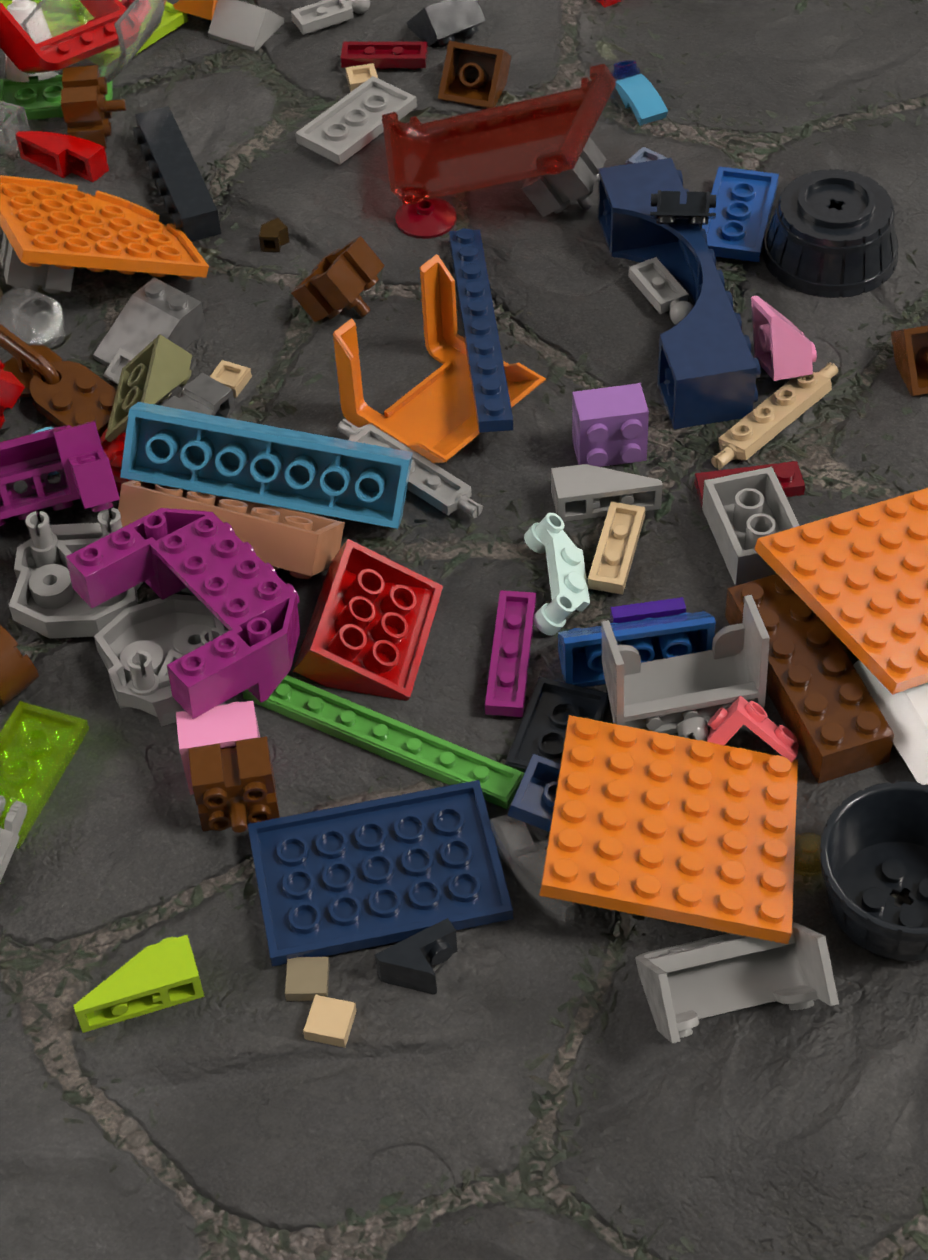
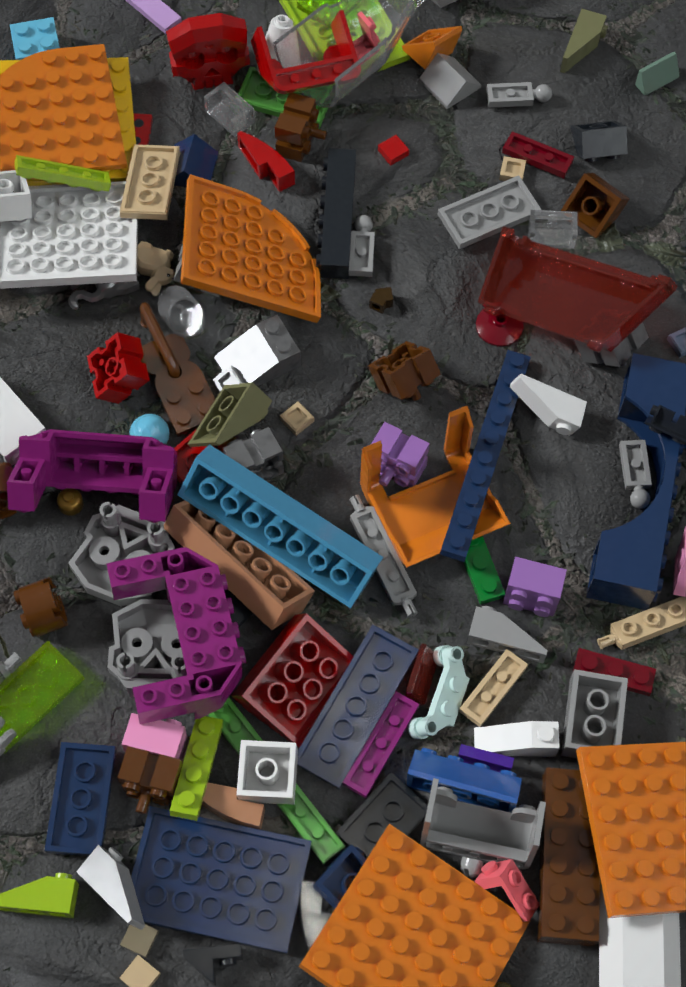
camera: 20 degrees right, 15 degrees up
(150, 856) = (80, 798): none -> dark blue plate
(212, 102) = (393, 150): none -> red tile
(225, 196) = (362, 247): none -> light grey plate
(232, 919) = (113, 883): none -> slope
(290, 753) = (196, 768): none -> lime plate
(342, 782) = (225, 804): none -> nougat slope
(385, 359) = (401, 456): none -> medium lavender brick
(385, 720) = (267, 772): none -> white brick
(438, 103) = (553, 228): none -> clear panel
(457, 626) = (355, 706): none -> dark blue plate
(521, 563) = (421, 675): none -> clear red slope
(528, 257) = (551, 405): none -> white slope
(537, 444) = (483, 572): none -> green plate
(691, 574) = (519, 739): none -> white slope

